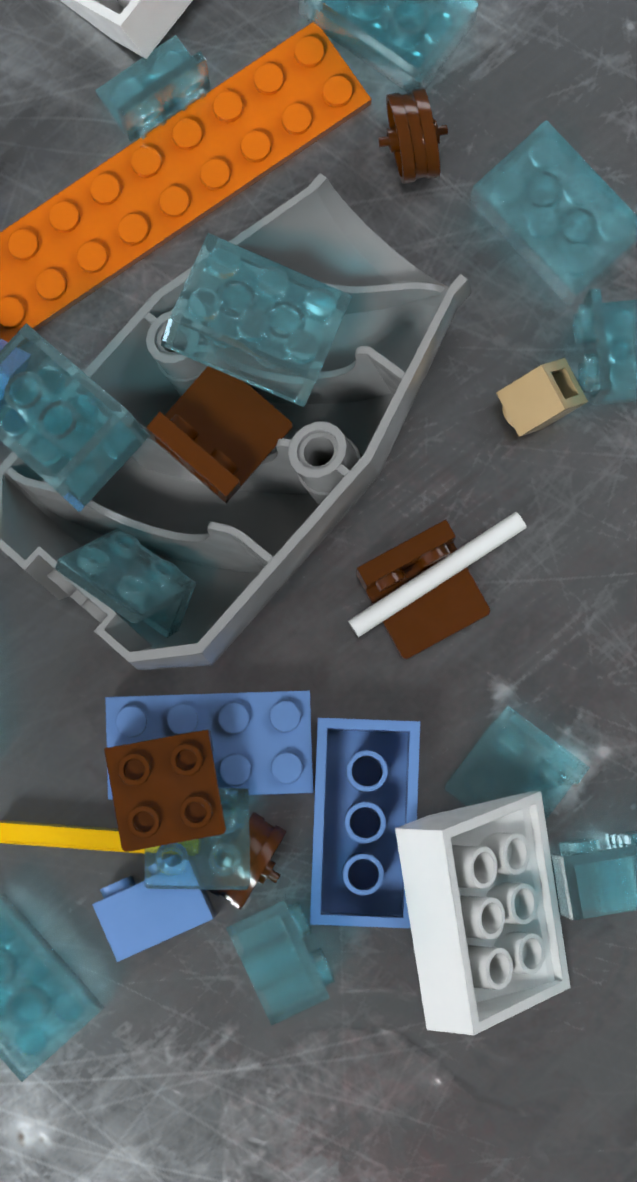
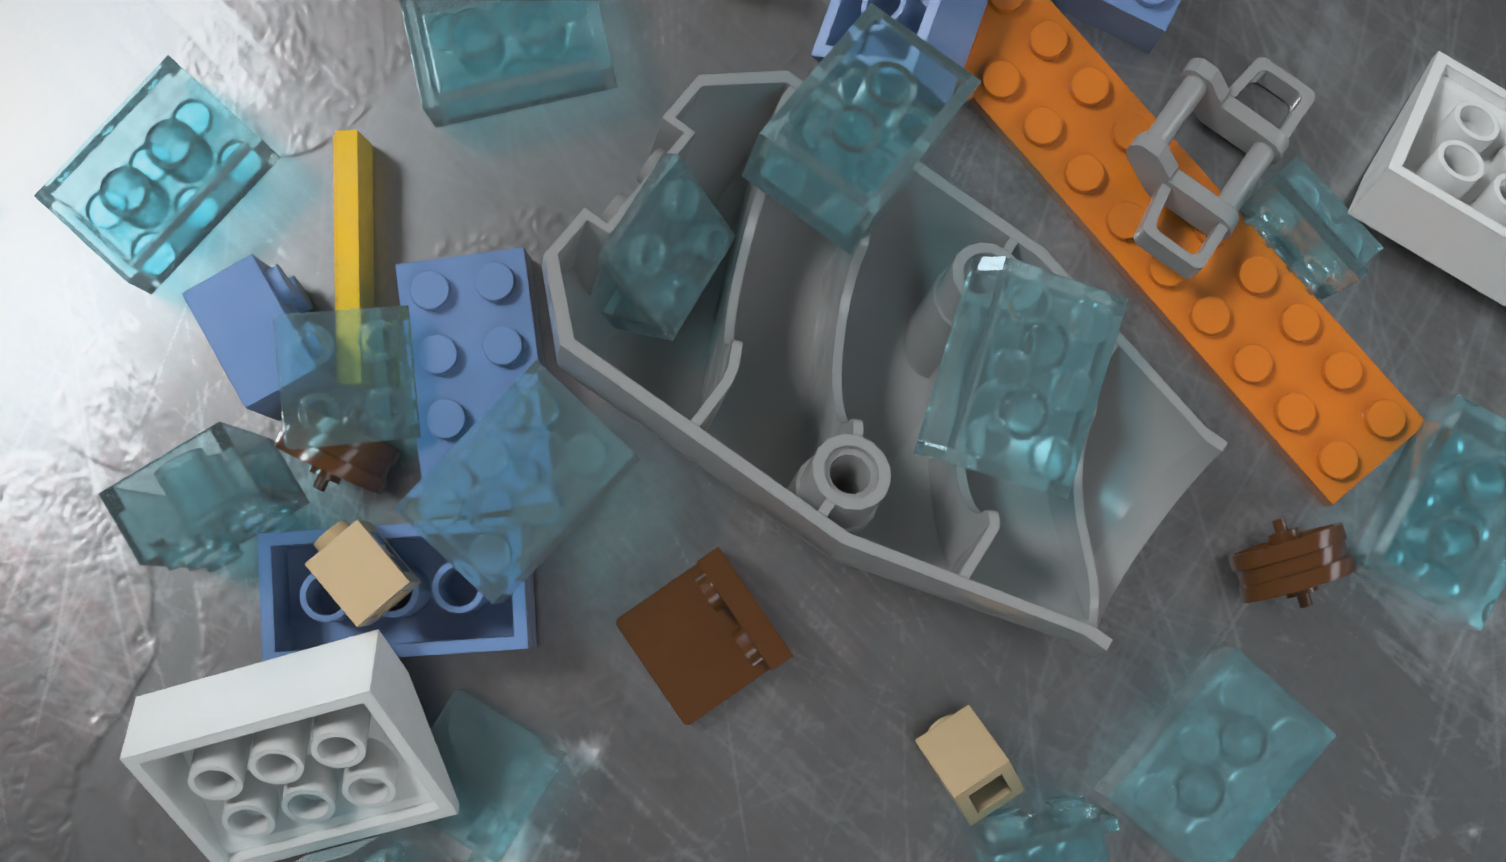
camera: 85 degrees right, 0 degrees up
(45, 151) = (1216, 106): none -> light grey bar
(165, 790) = (400, 327): reddish brown bracket -> none
(220, 431) = (868, 346): reddish brown bracket -> none
(294, 710) = (517, 484): none -> clear light blue brick
(348, 840) = (361, 571): none -> tan brick
(437, 574) = (727, 652): white bar -> none

